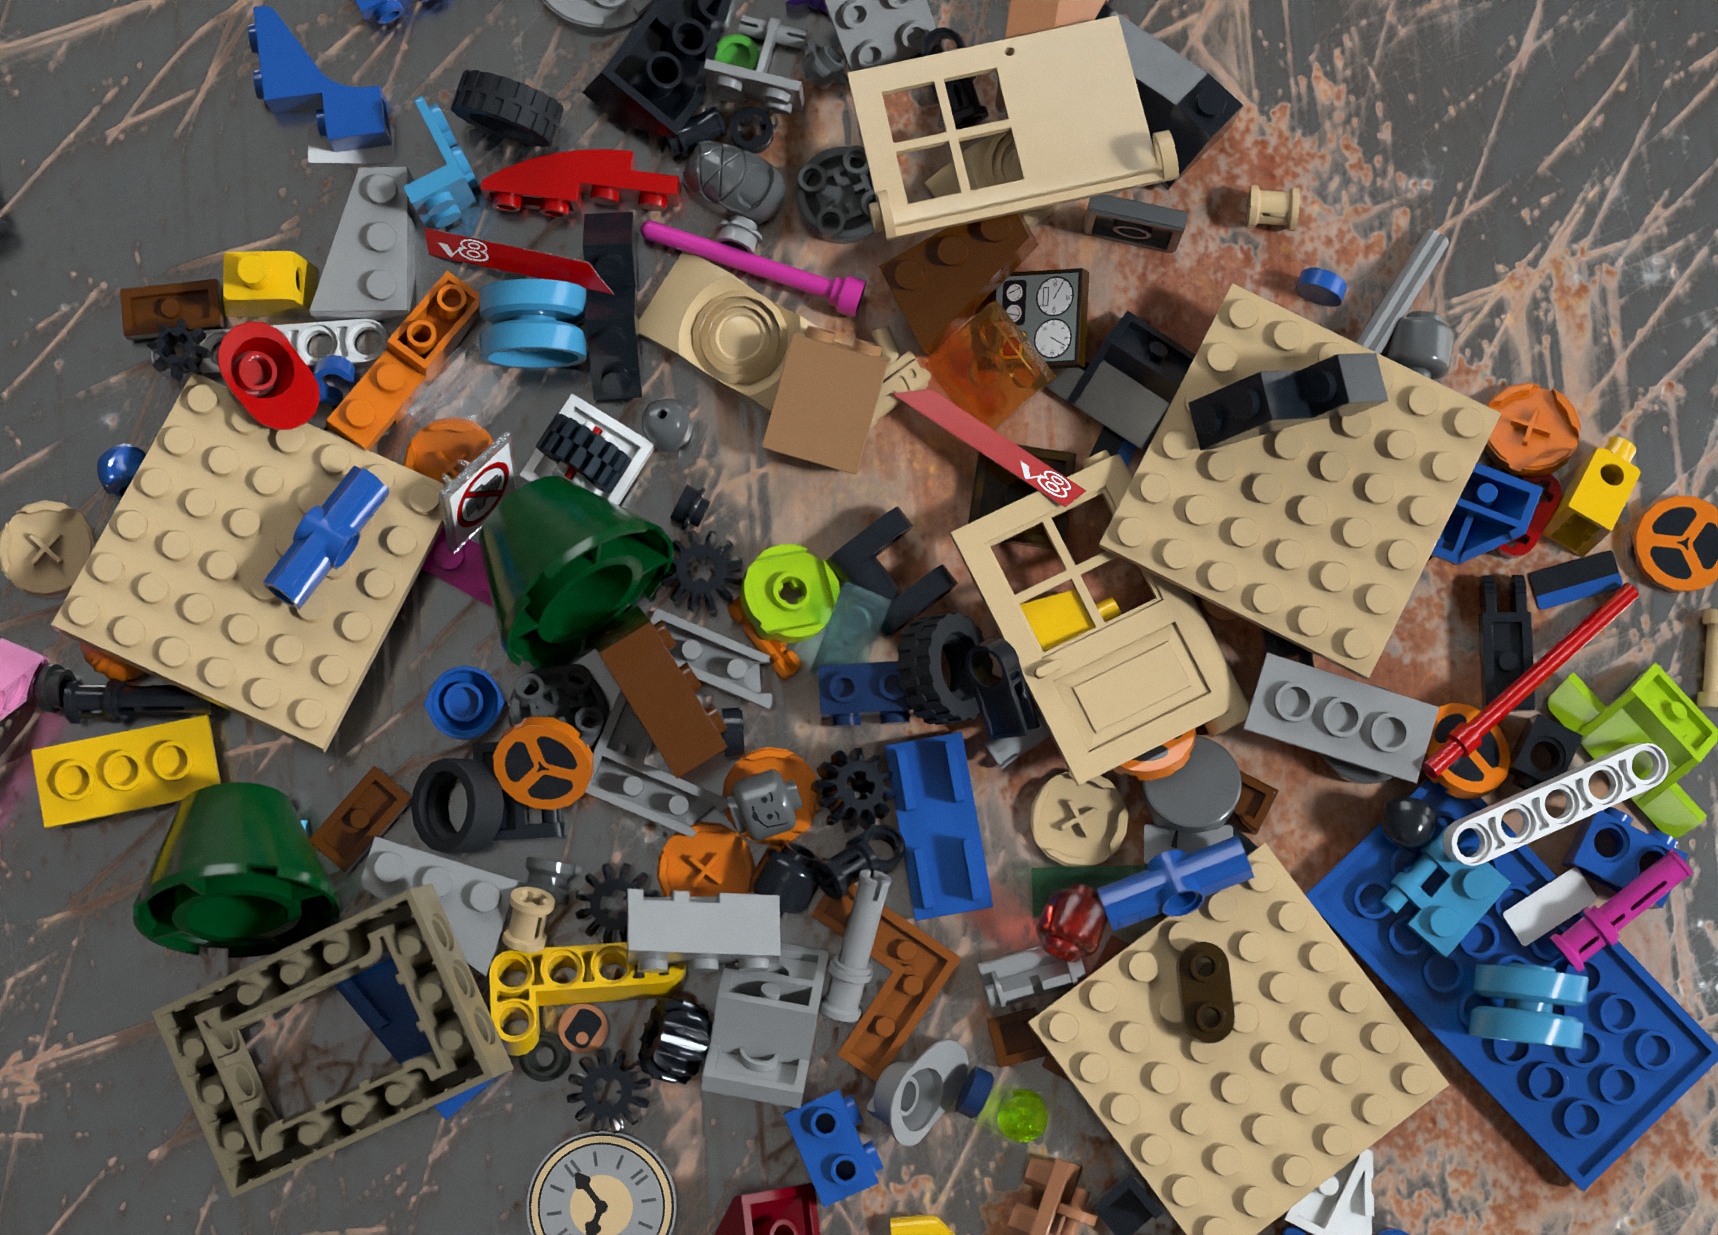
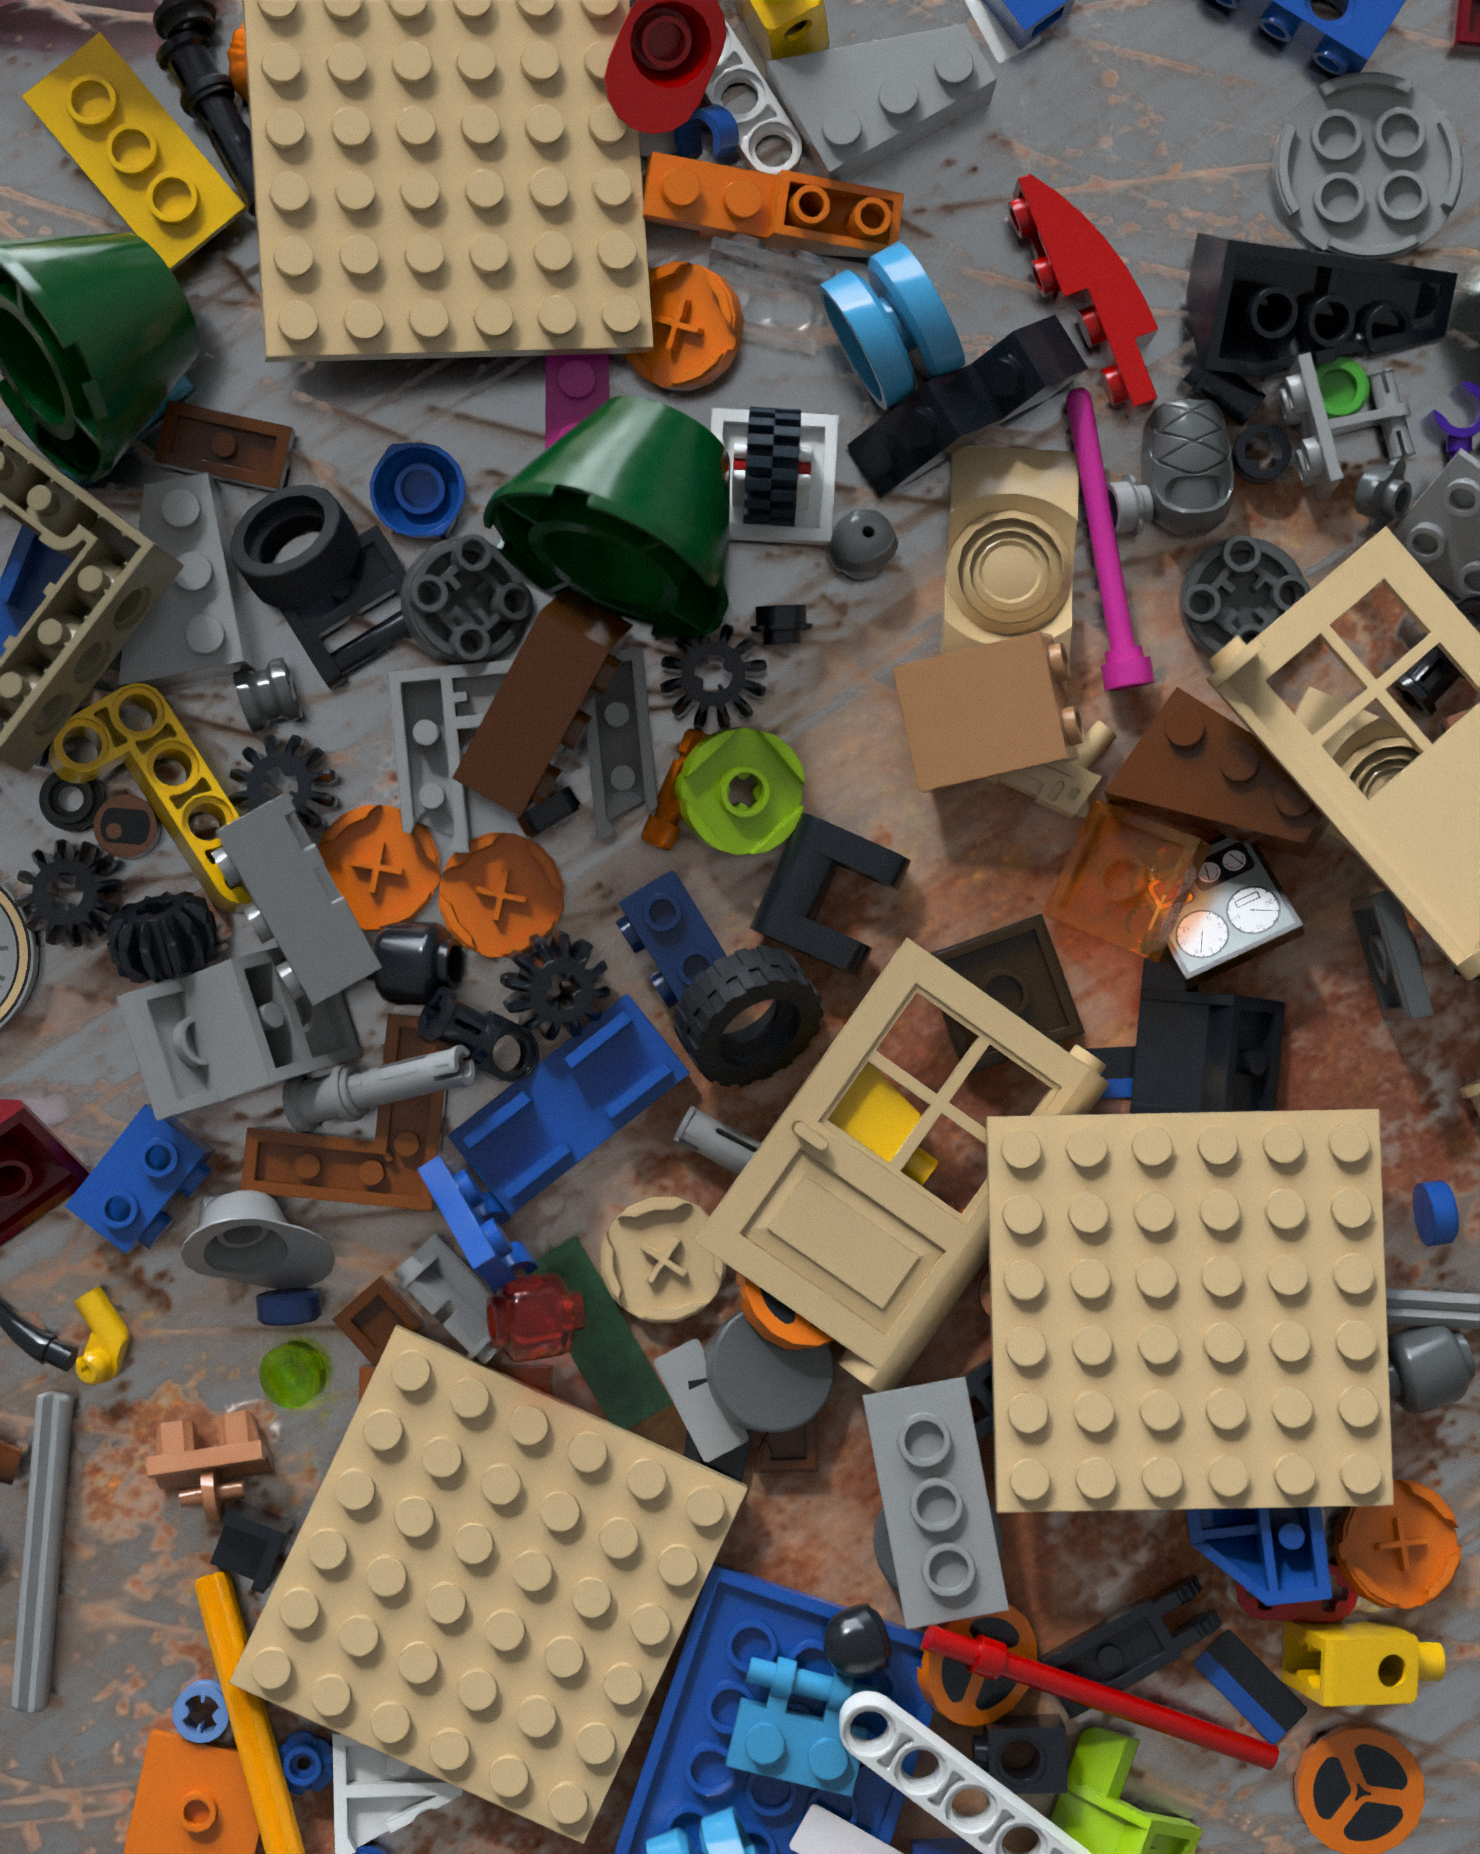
camera: 60 degrees right, 5 degrees up
(326, 537) = (511, 226): blue piece -> none
(446, 191) = (996, 142): dark azure bracket -> none
(477, 490) = (663, 370): piece -> none
(507, 108) = (1129, 156): black tyre -> none
(513, 259) = (957, 263): red sticker -> none
(528, 919) = (206, 697): tan bush -> none
(543, 763) = (391, 616): orange tile -> none
(764, 804) = (481, 893): dark grey head -> none
(852, 627) = (739, 884): clear light blue plate -> none
(981, 934) = (465, 1212): none -> blue plate
(993, 445) = (1038, 932): sticker -> none
(1004, 699) = (747, 1100): black piece -> none
(1175, 883) = (643, 1411): blue piece -> none
(1203, 992) = (533, 1512): dark brown plate -> none
(1283, 399) = (1271, 1249): black arch -> none

